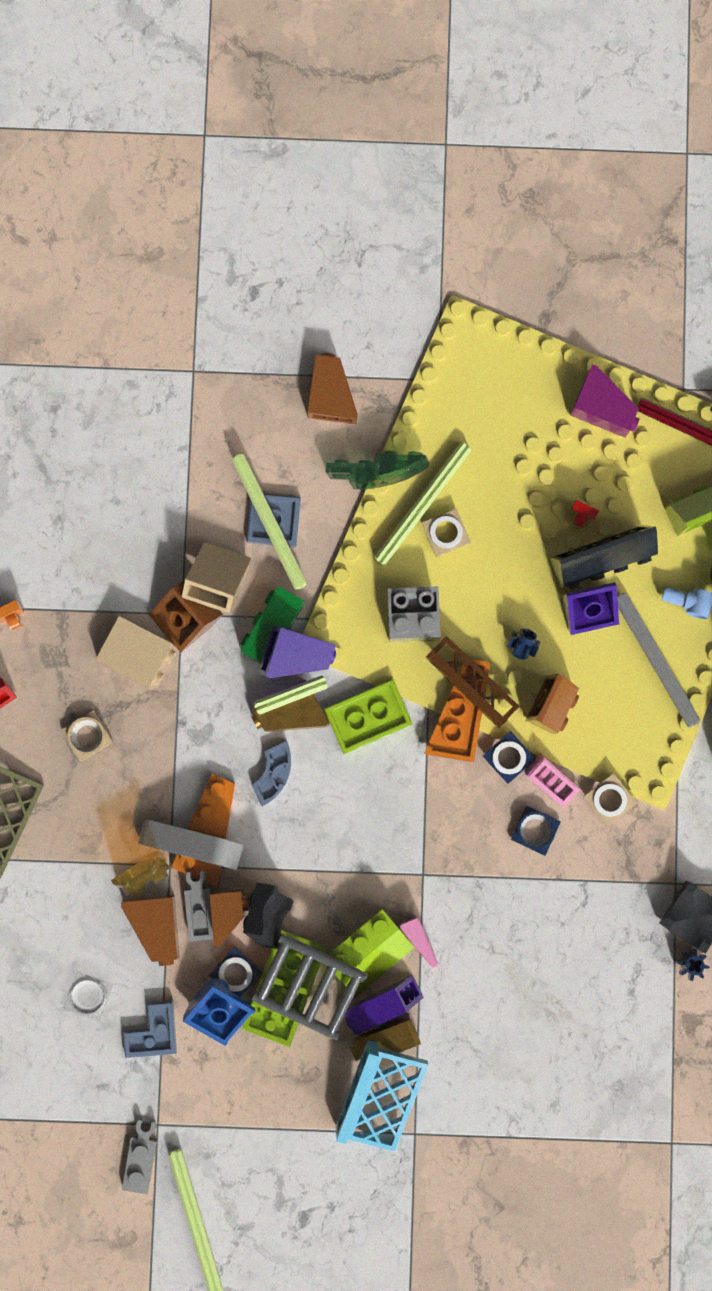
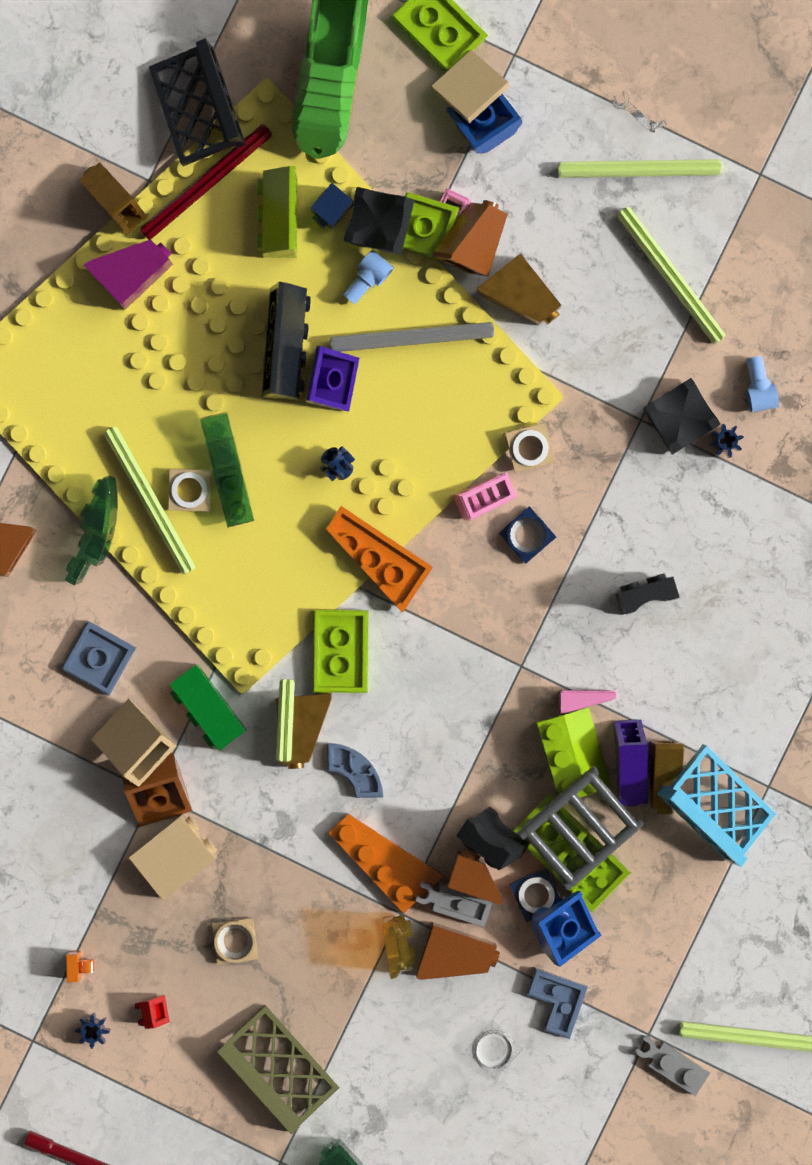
camera: 65 degrees left, 5 degrees up
(191, 844) = (389, 884): light grey beam -> none
(269, 521) = (98, 664): yellowish green axle -> none
(295, 654) = (246, 697): dark purple slope -> none
(414, 614) = (258, 560): light grey slope -> none
(465, 688) = (358, 542): reddish brown fence -> none
(477, 555) = (227, 469): none -> clear green slope
(509, 740) = (426, 521): piece -> none
(541, 961) = (634, 596): none -> black brick
(553, 703) = (410, 461): slope -> none
(583, 512) = (231, 343): red tile -> none
(657, 365) = (113, 197): none -> pearl gold slope

